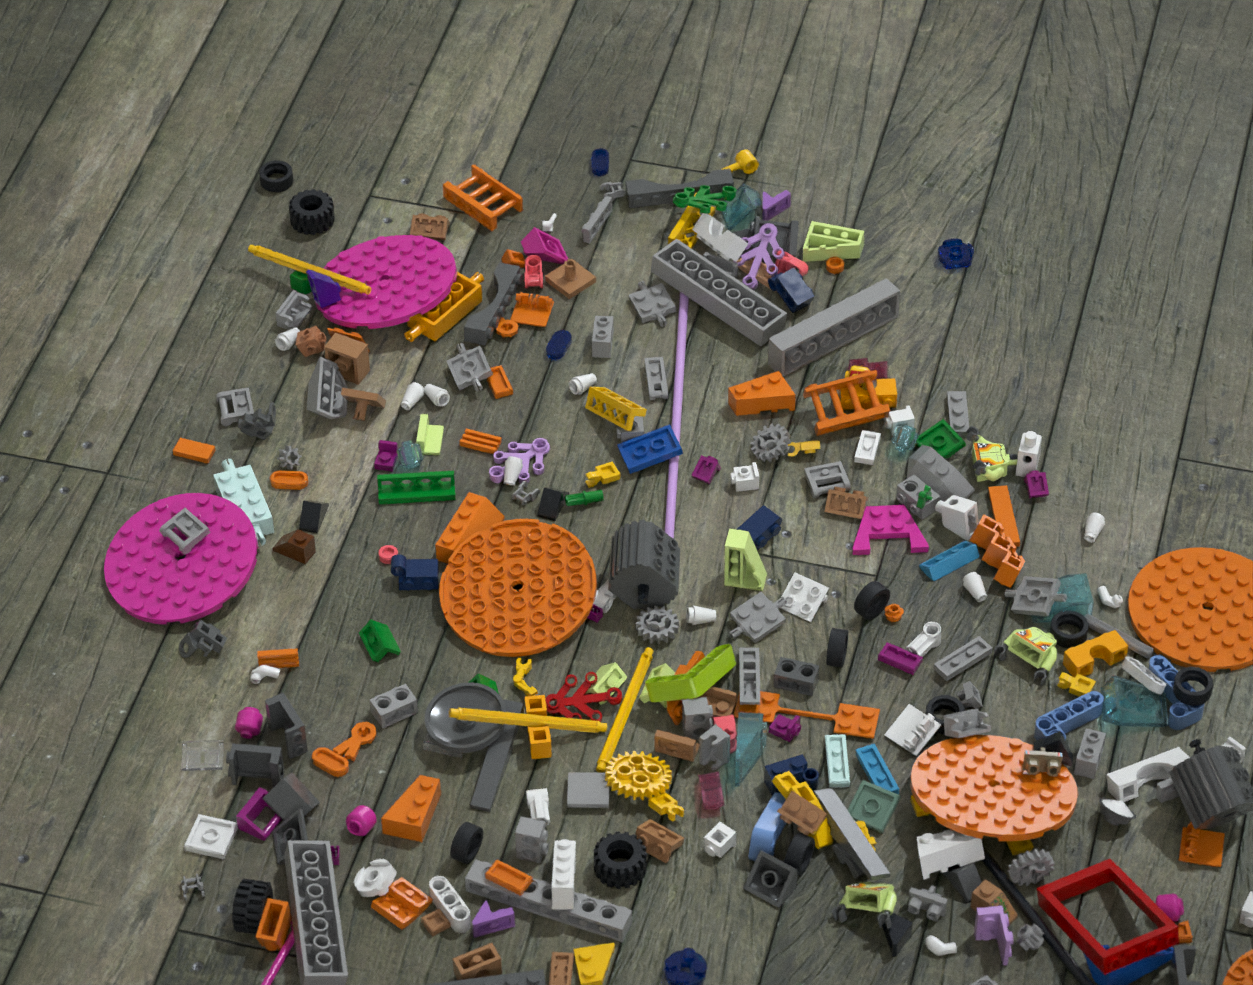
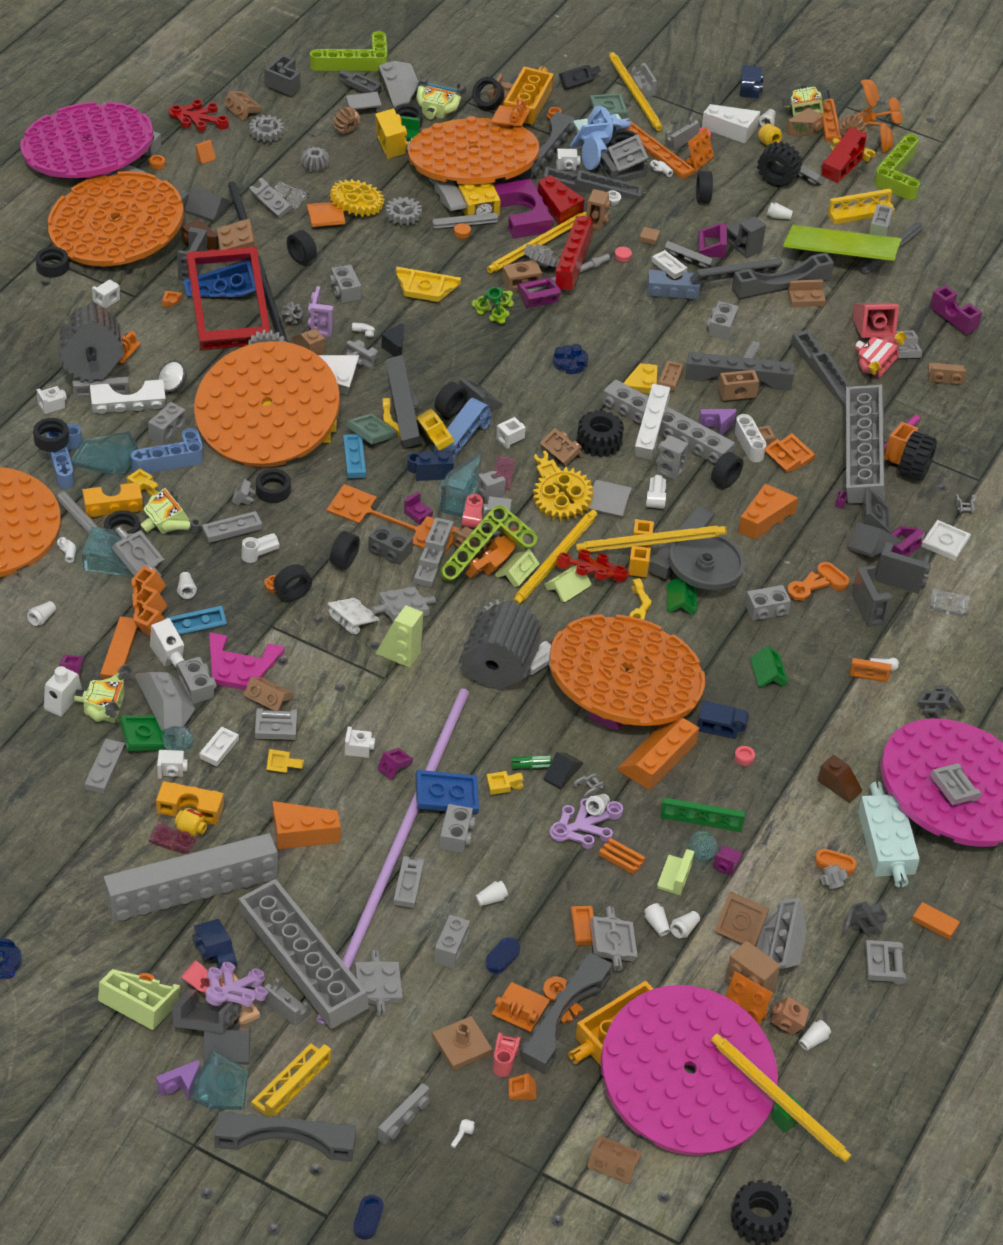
camera: 170 degrees left, 0 degrees up
(249, 722) = (904, 618): dark pink head -> none
(293, 311) = (804, 1073): light grey hinge -> none
(312, 515) = (813, 816): black slope -> none
(323, 288) = (769, 1047): dark purple slope -> none
(361, 820) = (814, 515): dark pink head -> none
(375, 879) = (801, 468): white plate -> none
(479, 210) = (549, 1169): orange fence -> none
(509, 877) = (699, 430): orange tile -> none
(544, 246) = (481, 1082): dark pink slope -> none
(613, 401) = (469, 834): yellow fence -> none
(619, 192) = (367, 1168): light grey piece -> none
(676, 745) = (524, 508): medium nougat bracket -> none
(699, 615) = (457, 619): white cone -> none
(705, 198) = (271, 1079): green plant -> none
(725, 244) = (269, 996): white arch -> none
(744, 161) = (186, 1157): yellow piece -> none
(762, 526) = (366, 682): dark blue hinge -> none
(769, 444) = (318, 768): light grey gear -> none
(802, 813) = (442, 406): medium nougat bracket -> none
(837, 761) = (383, 476): light aqua tile -> none
(842, 419) = (221, 783): orange fence -> none
(870, 897) = (415, 361): yellowish green torso -> none
(900, 658) = (290, 540): magenta plate -> none
(913, 729) = (308, 475): white hinge -> none
(924, 496) = (195, 653): green piece -> none
(965, 723) = (261, 461): light grey hinge -> none
(1042, 762) = (218, 404): dark tan hips -> none
(1055, 743) = (201, 421): black slope -> none
(1143, 675) = (87, 475): white beam -> none
(1170, 905) = (172, 308): dark pink head -> none

